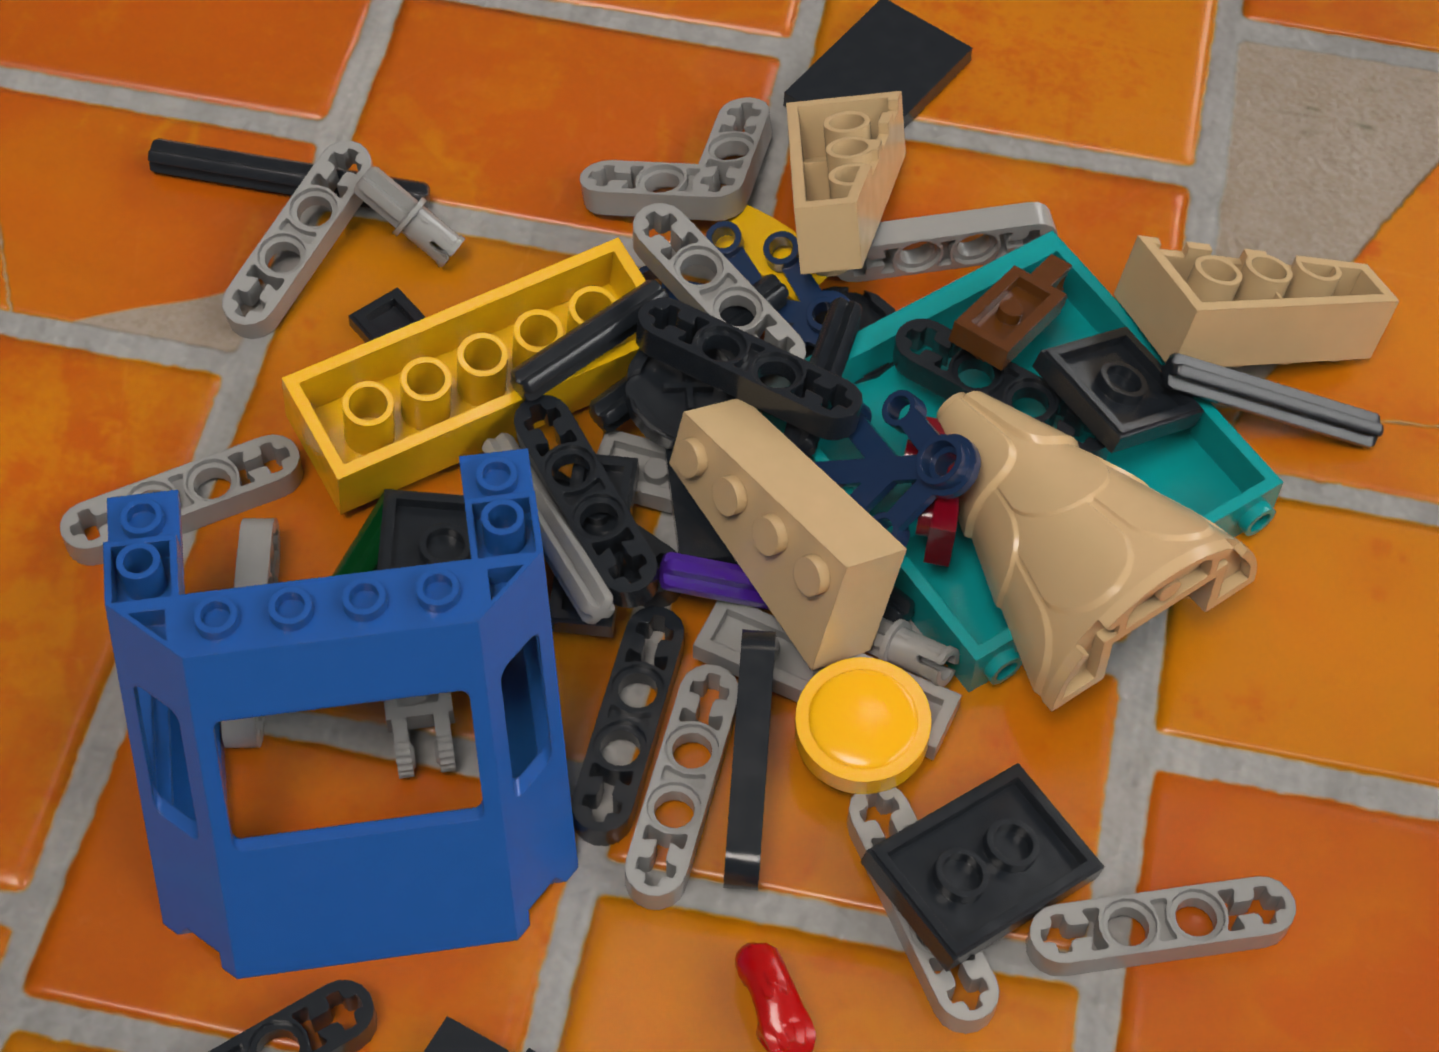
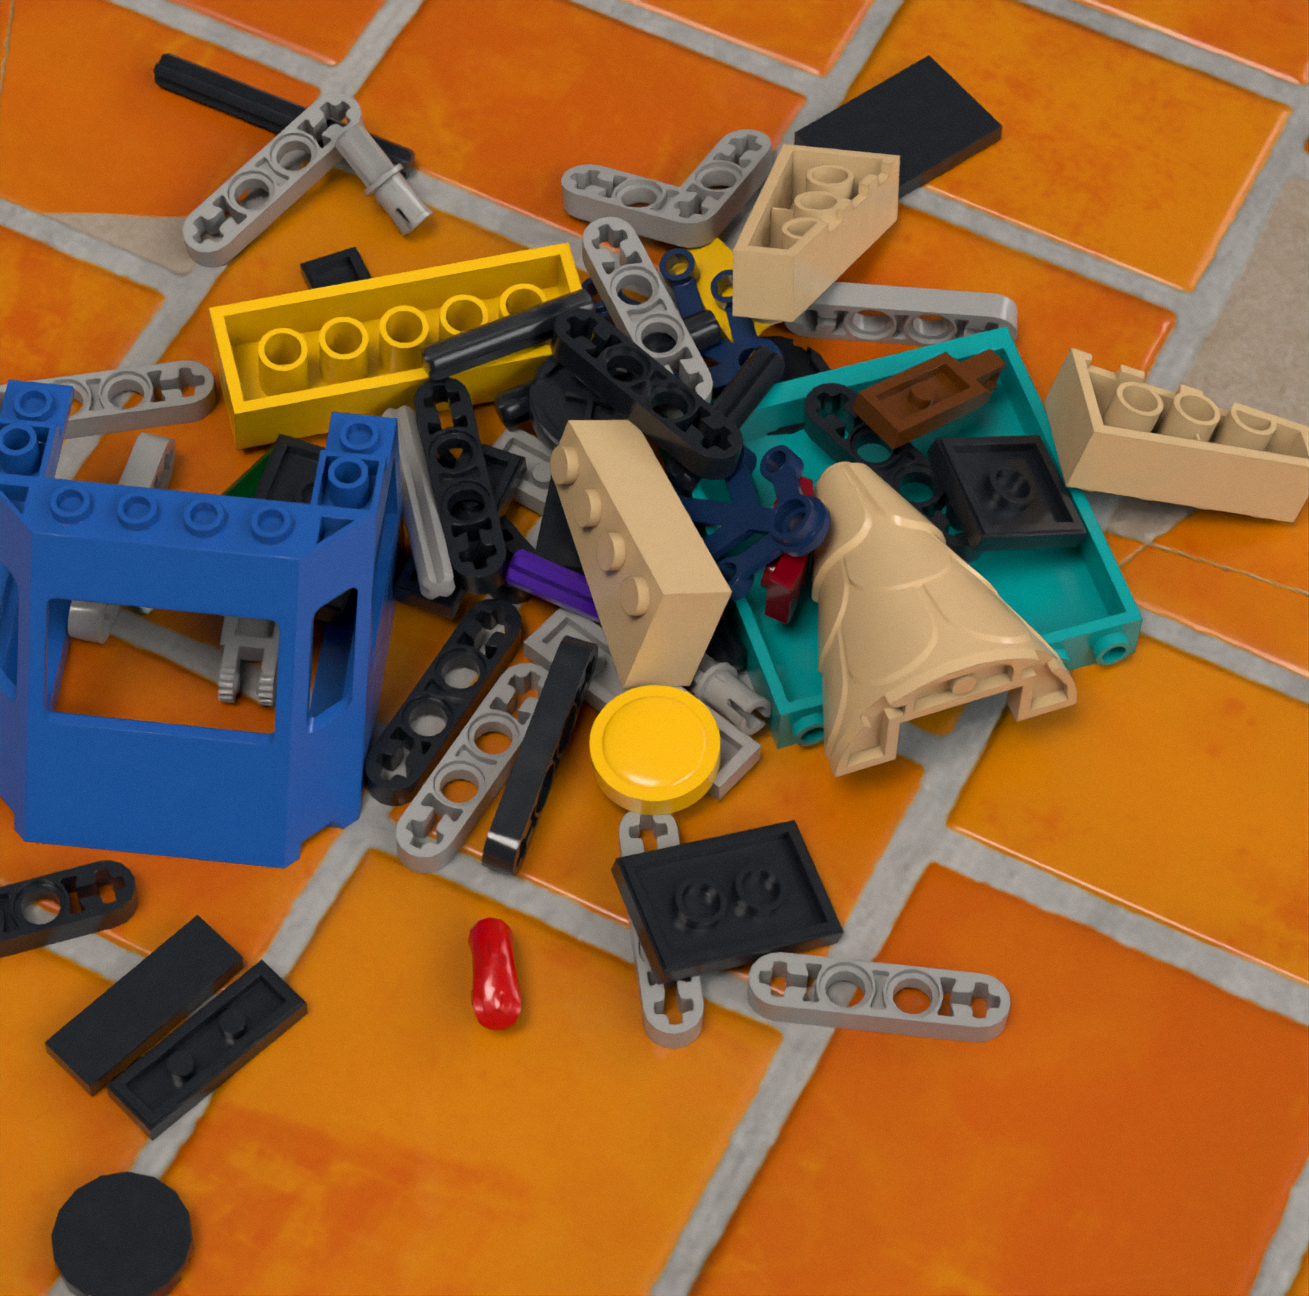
camera: 15 degrees right, 0 degrees up
(1271, 400) = (1163, 539): axle -> none

